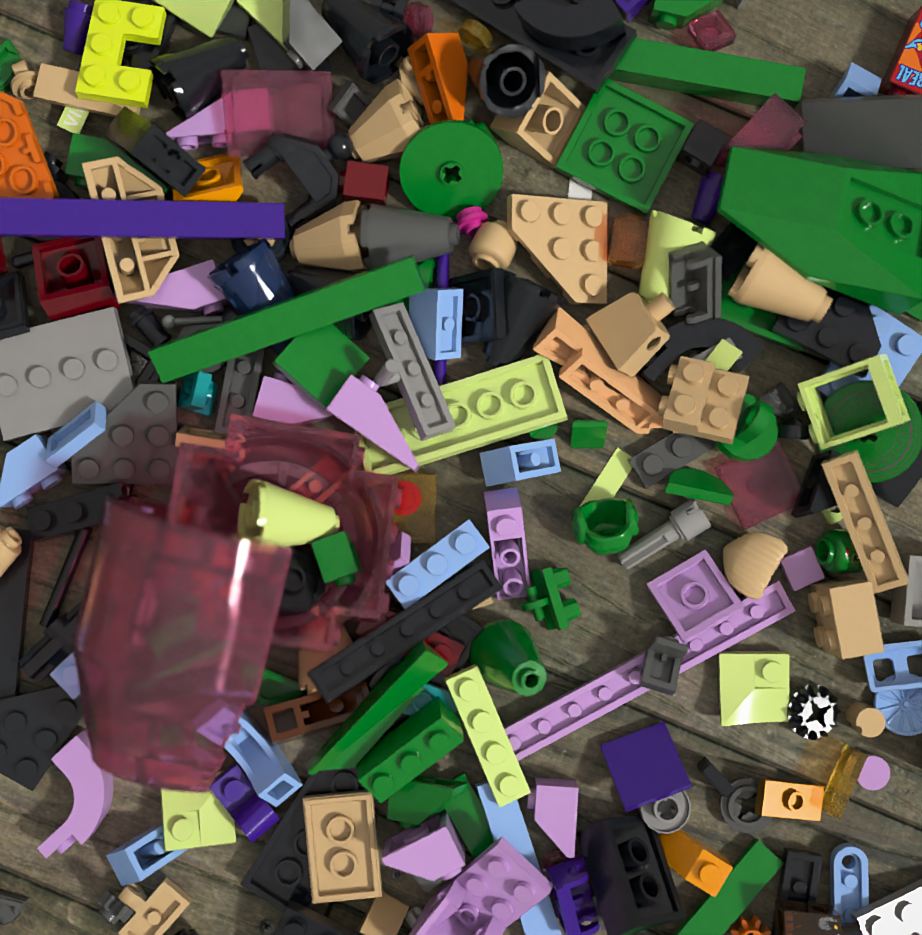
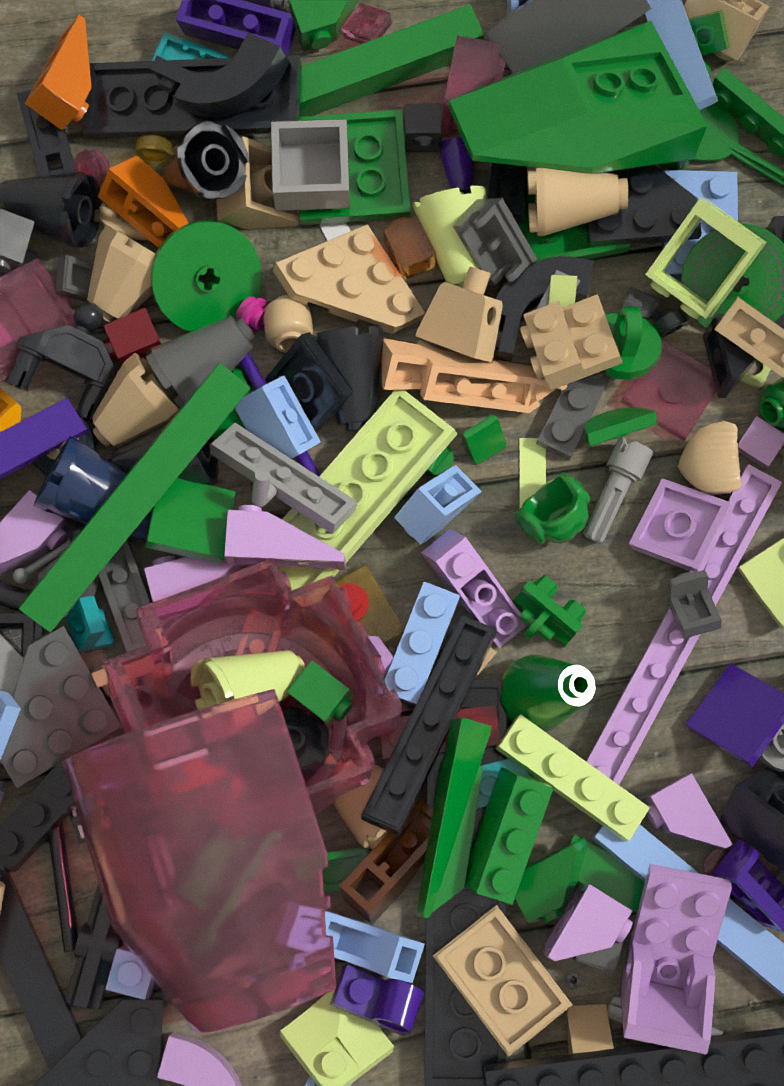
camera: 30 degrees left, 10 degrees down
(589, 128) = (310, 165): none -> light grey piece

